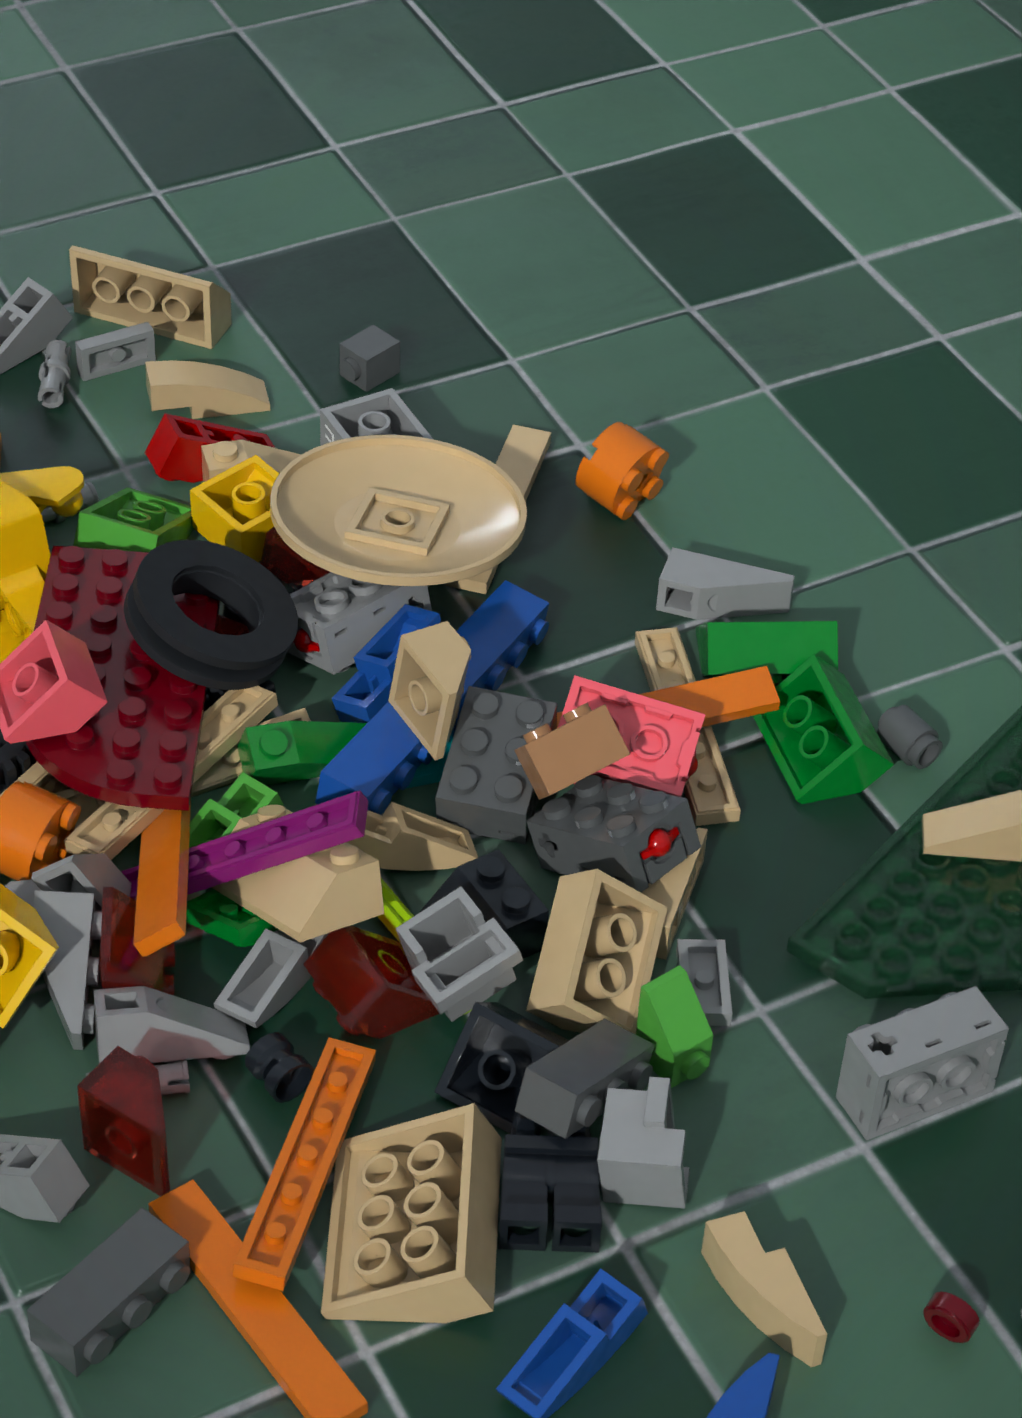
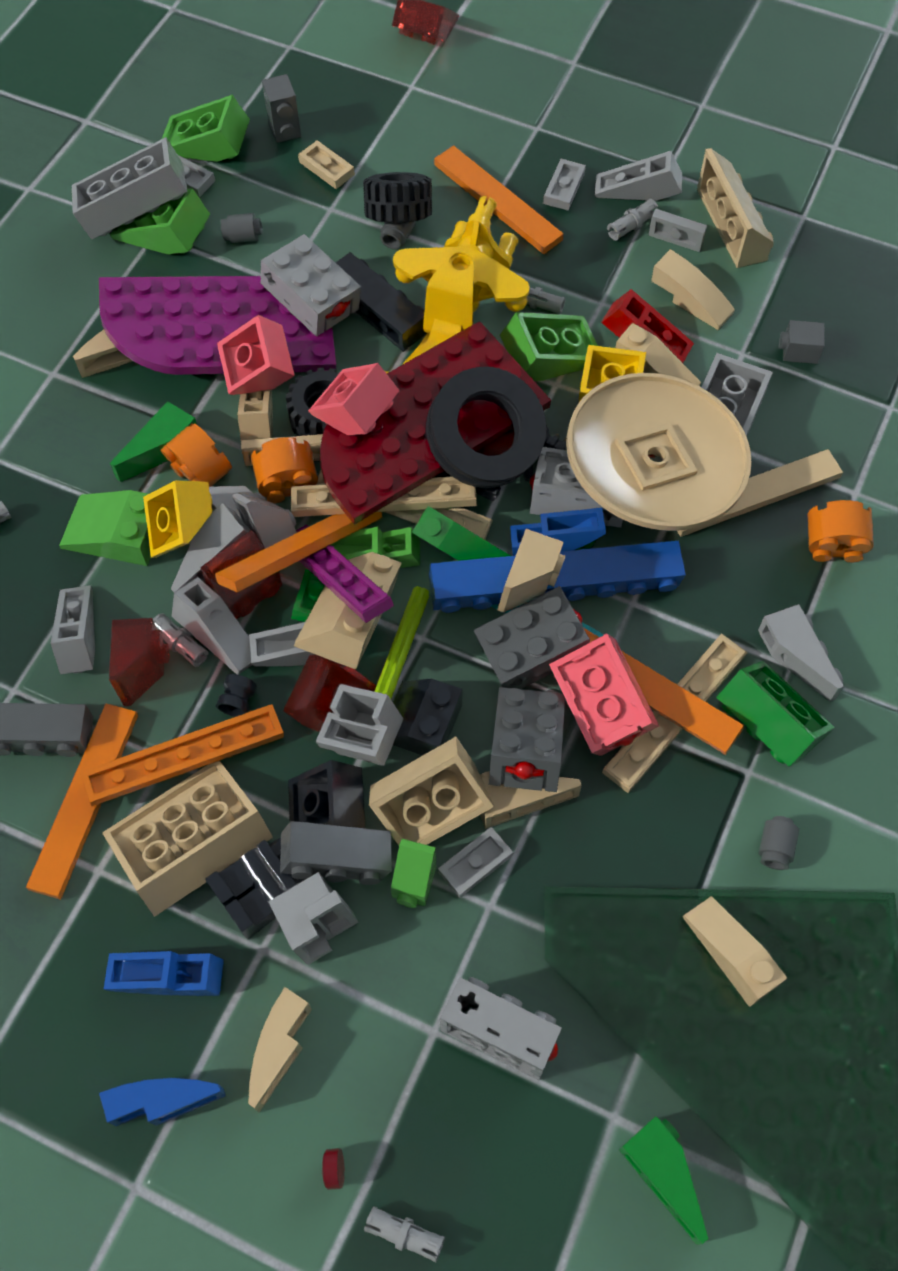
camera: 55 degrees right, 20 degrees up
(414, 841) = (439, 635): tan slope -> none
(572, 750) = (549, 674): medium nougat brick -> none
(822, 735) = (732, 793): green slope -> none

